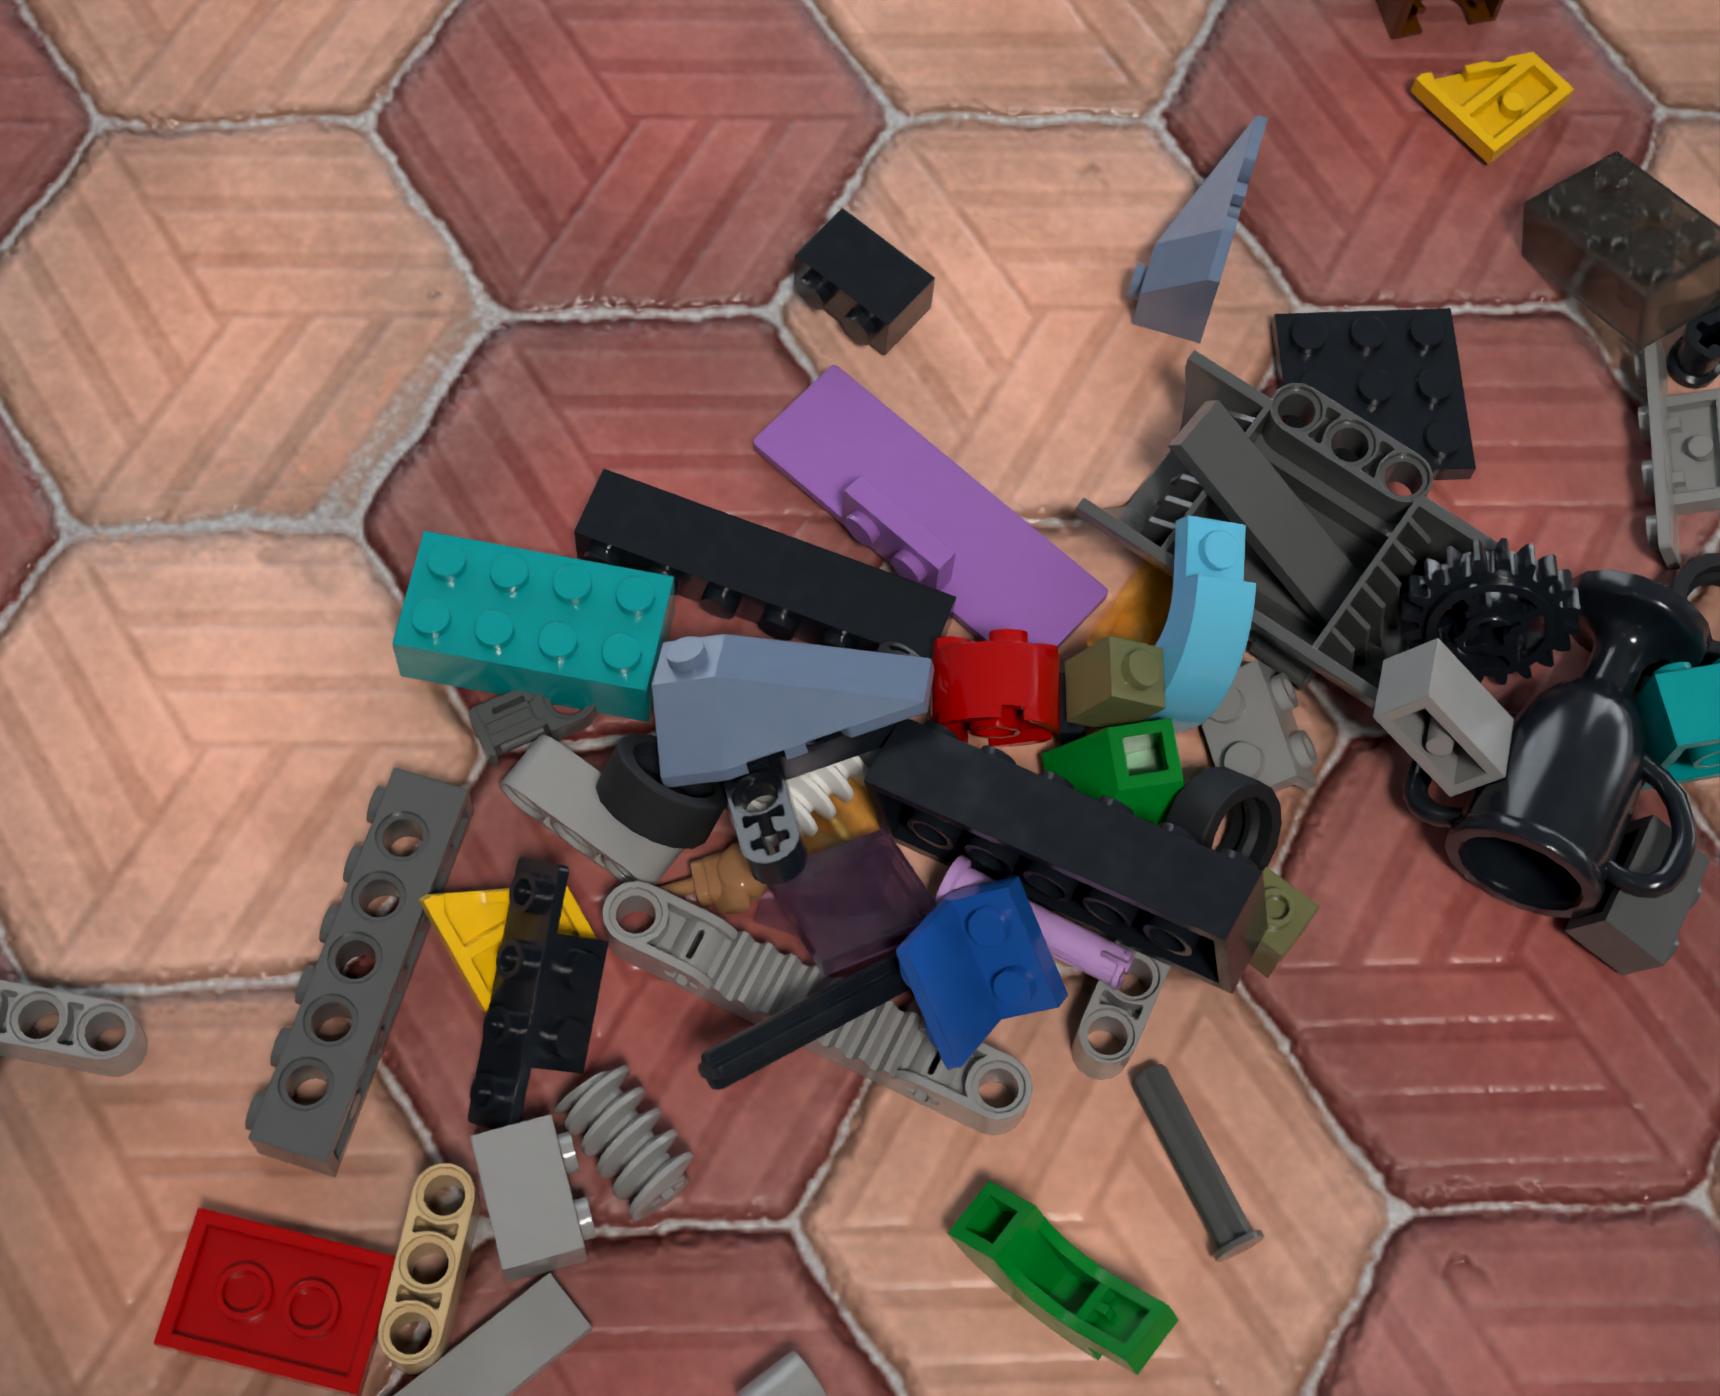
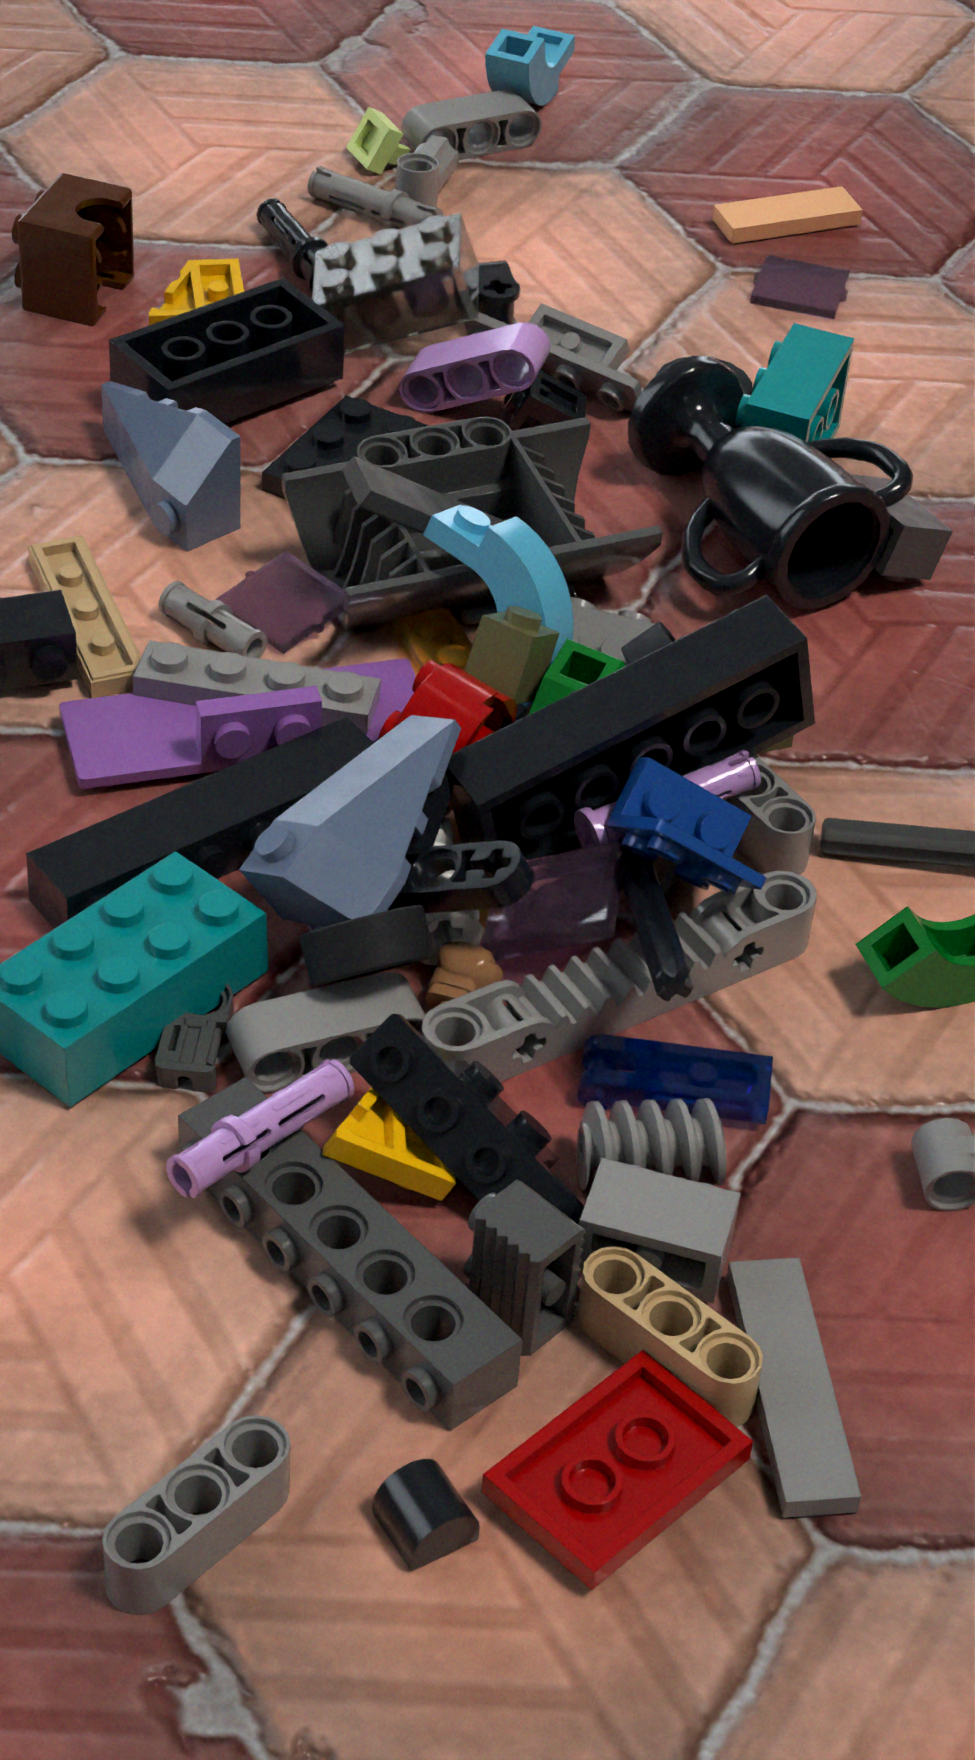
camera: 55 degrees left, 25 degrees down
(153, 1186) = (423, 1513): none -> black brick
(388, 836) = (240, 1140): none -> lavender pin
(402, 1115) = (525, 1263): none -> dark grey brick
(736, 1127) = (668, 1071): none -> clear blue plate
(963, 501) = (196, 674): none -> light grey plate
(972, 308) = (103, 642): none -> tan tile
(1035, 409) = (194, 610): none -> light grey pin
(1114, 445) = (285, 601): none -> clear purple piece
(1397, 184) = (234, 352): none -> black brick
(1443, 718) = (697, 499): light grey brick -> none
(1501, 612) = (620, 462): black gear -> none
(1564, 394) = (475, 367): none -> lavender beam
(1586, 484) = (546, 401): none -> black bracket
(1646, 138) = (292, 238): none -> black pin

